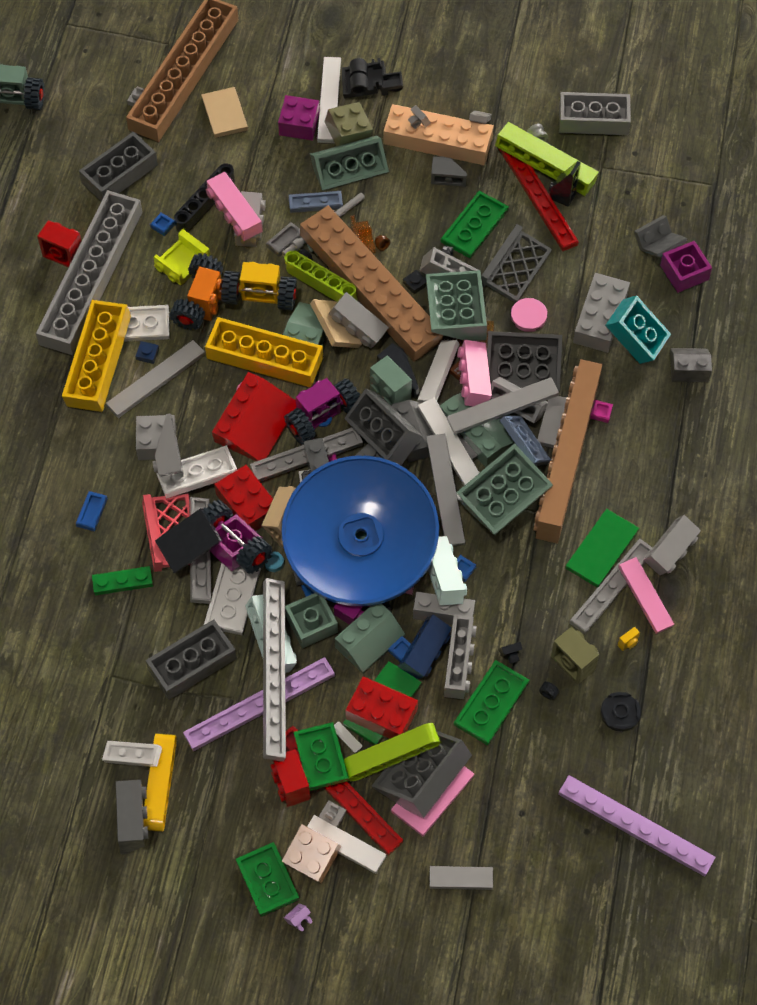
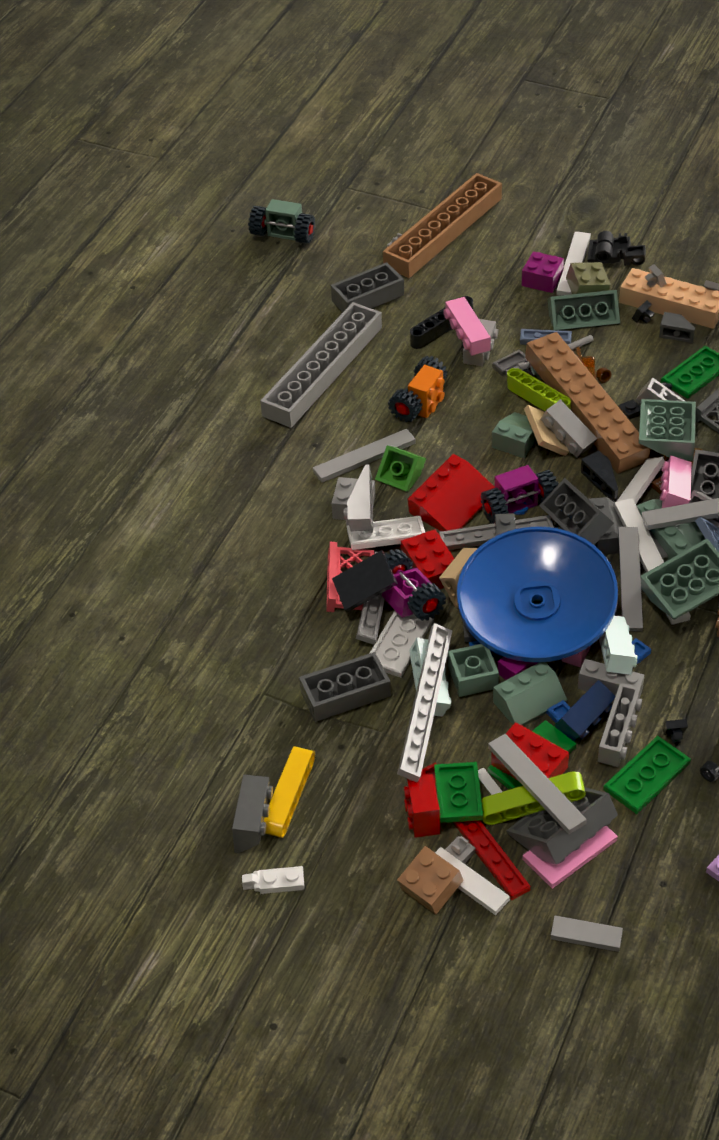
camera: 15 degrees right, 15 degrees down
(59, 243) = (298, 336): red brick -> none
(91, 511) = (278, 552): blue tile -> none
(96, 356) = (312, 427): yellow brick -> none
(122, 580) = (293, 614): green plate -> none
(132, 753) = (267, 759): white plate -> none
(147, 352) = (361, 434): dark blue plate -> none
(148, 323) = (352, 410): white tile -> none
(162, 224) = (398, 338): blue tile -> none
(166, 877) = (275, 880): none -> white hinge
(179, 256) = (403, 367): neon yellow panel -> none
(195, 391) = (400, 468): none -> bright green slope
(224, 112) = (474, 263): tan tile -> none
(253, 706) = (394, 740): lavender plate -> none
(259, 284) = (478, 390): brick -> none
(264, 352) = (472, 442): yellow brick -> none
(267, 879) = (379, 899): green plate -> none
(275, 563) = (446, 618): medium azure tile -> none
(298, 914) = (404, 938): lavender tile -> none
(390, 381) = (591, 478): sand green brick -> none
(394, 742) = (537, 784): none -> light grey tile
(411, 157) = (643, 313): none -> black tile

